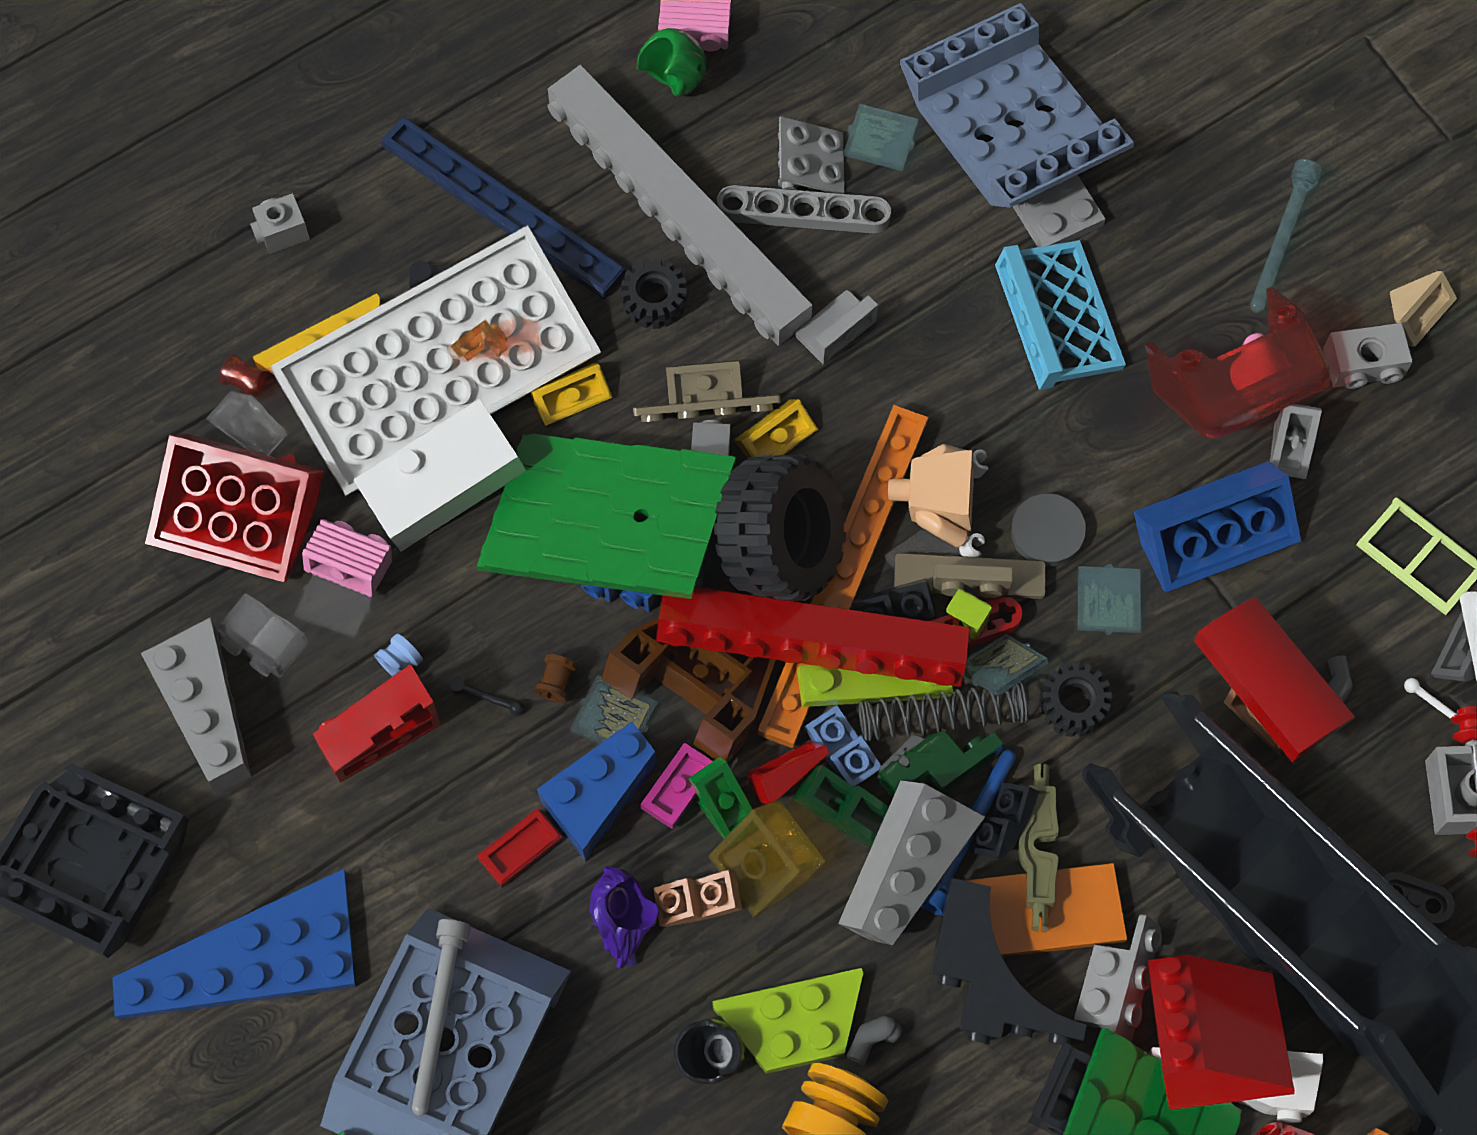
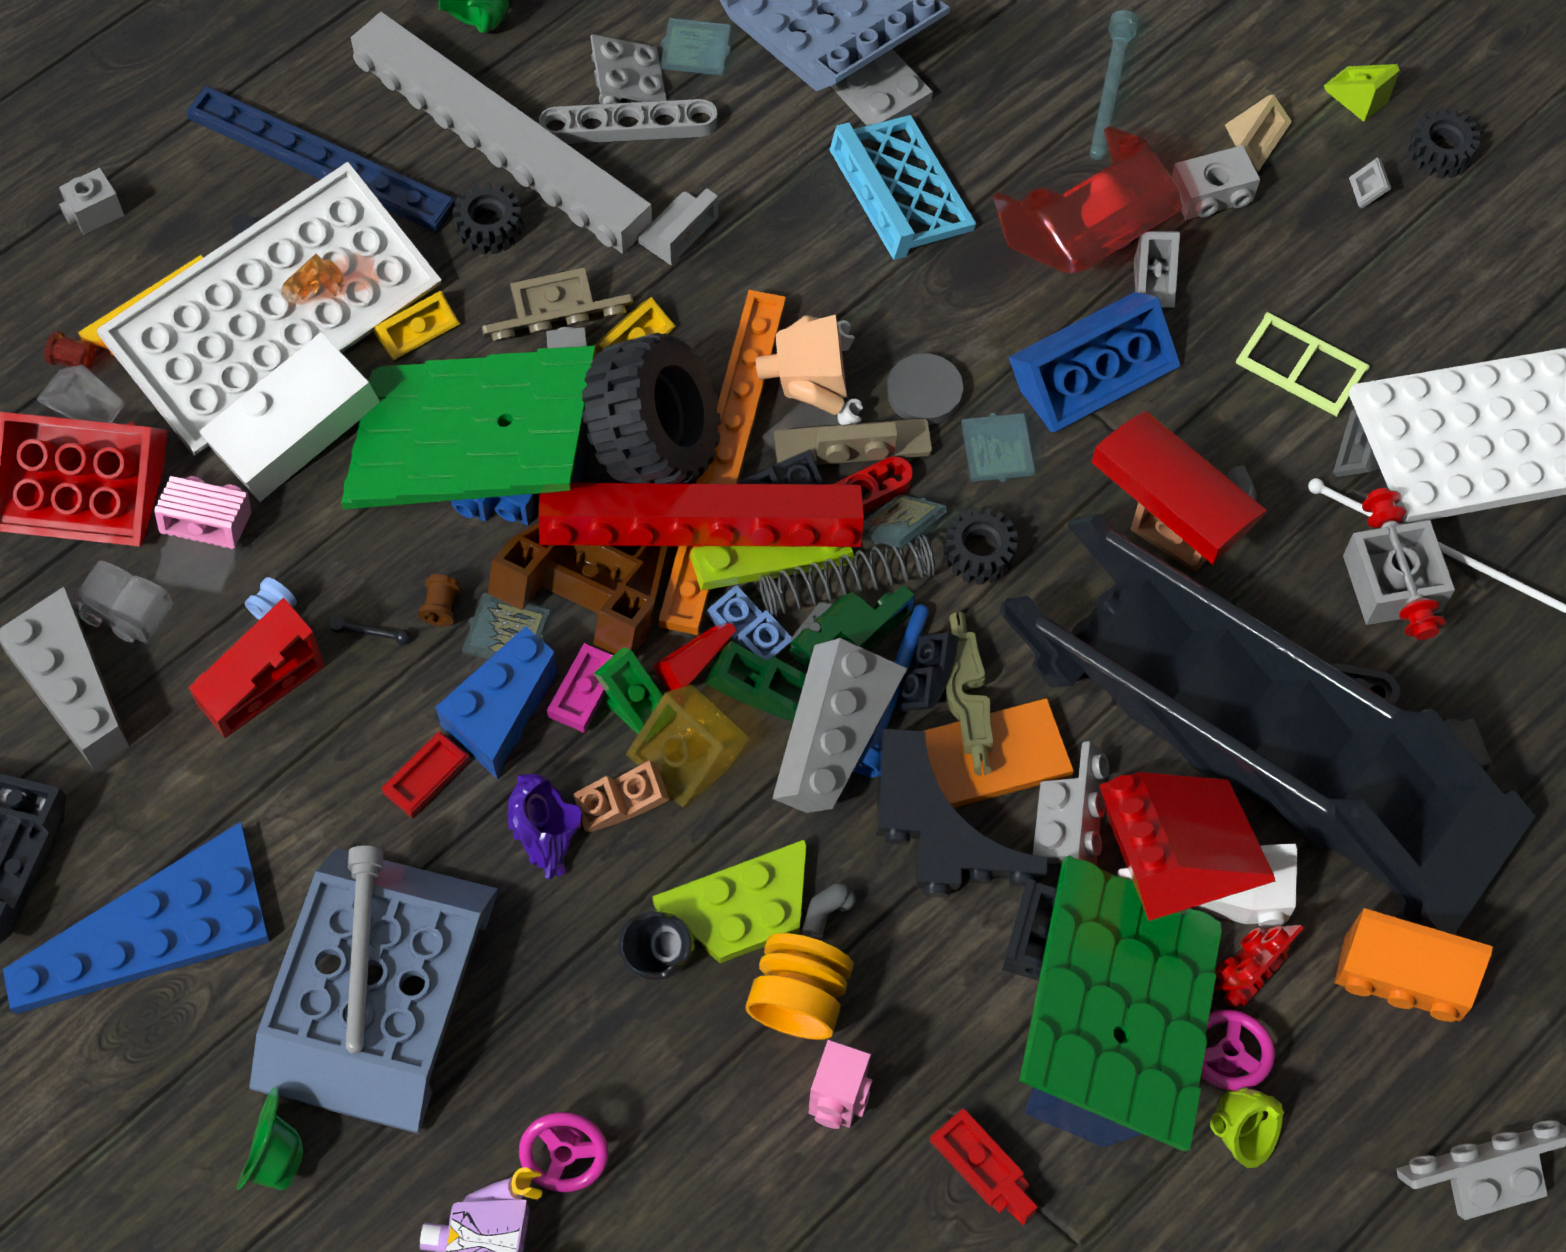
camera: 10 degrees left, 5 degrees down
(971, 611) = (859, 471): lime slope -> none

